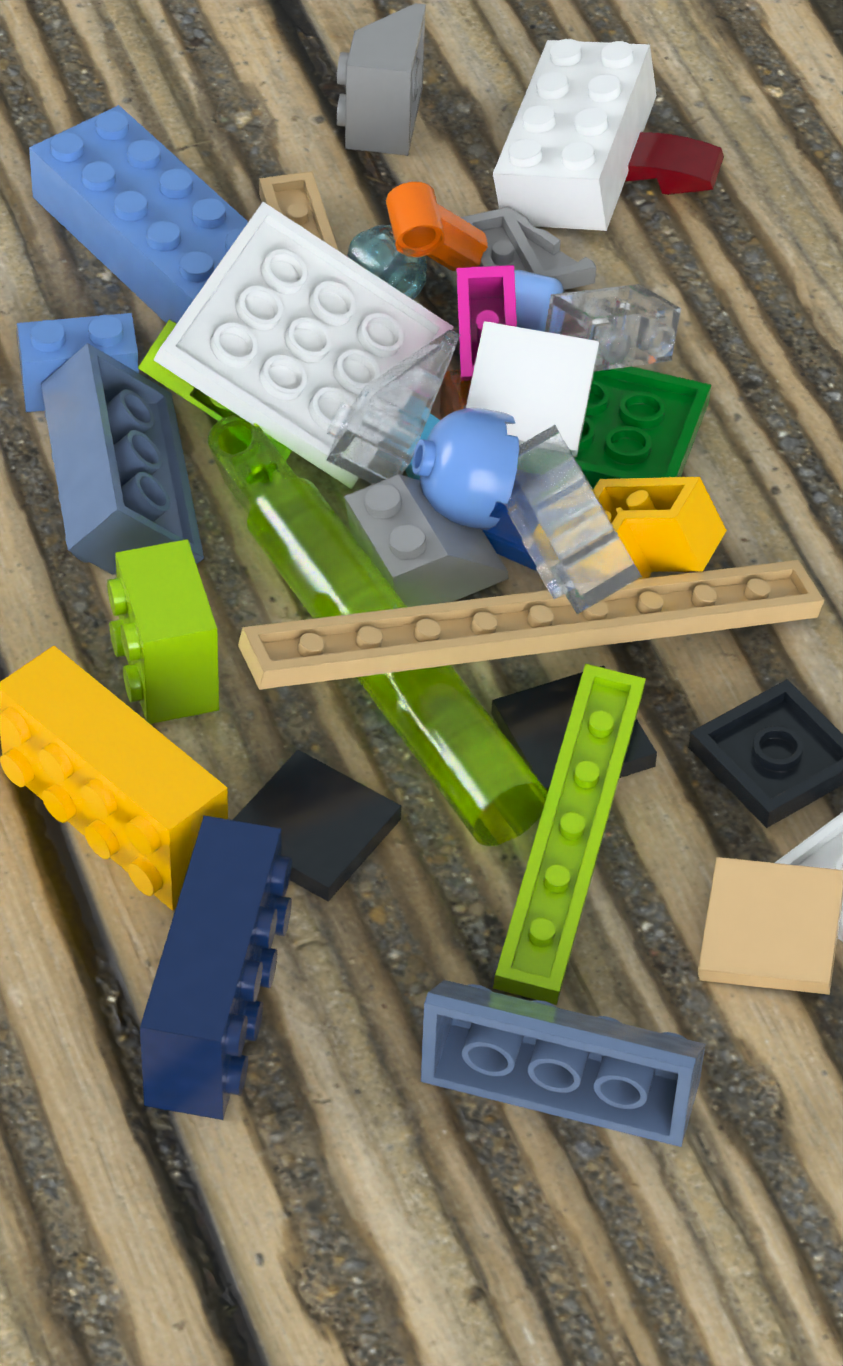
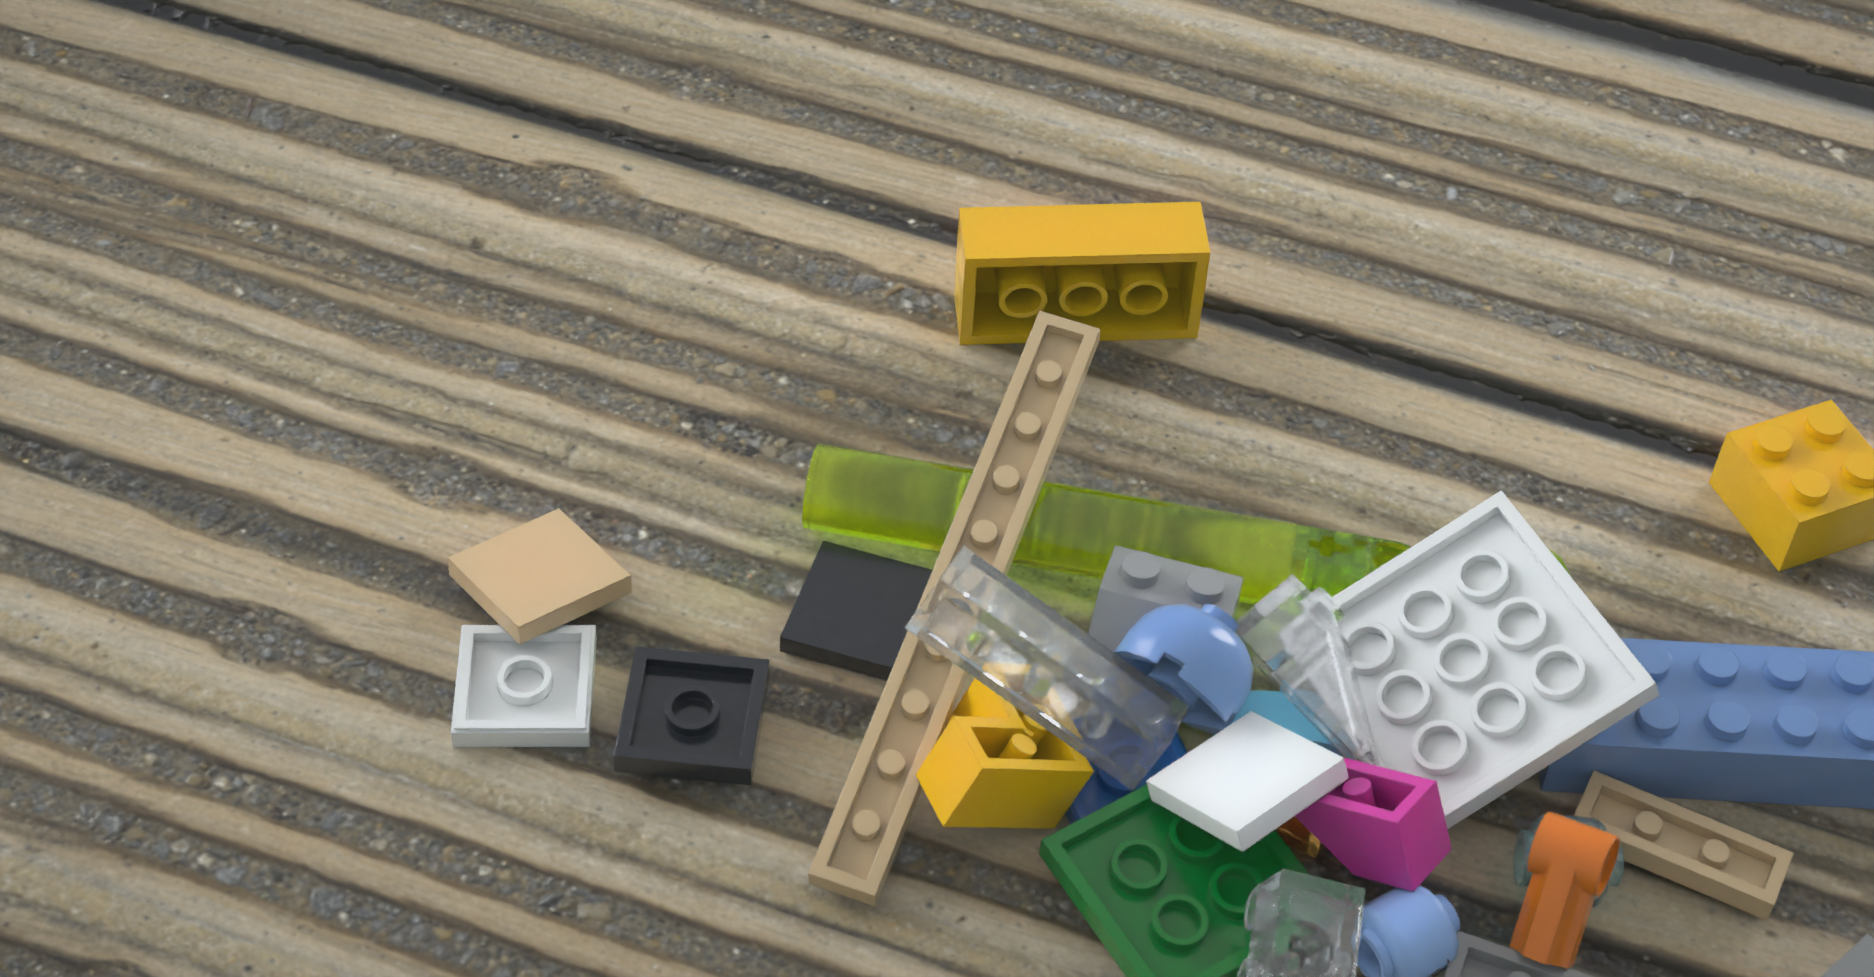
camera: 130 degrees right, 0 degrees up
(50, 343) = (1639, 562): medium blue slope -> none
(116, 460) = (1408, 484): sand blue slope -> none
(164, 632) = (1200, 387): lime brick -> none
(214, 968) = (849, 223): dark blue brick -> none
(324, 821) = (938, 398): black tile -> none
(560, 1061) = (566, 350): sand blue slope -> none
(569, 835) = (762, 515): lime plate -> none

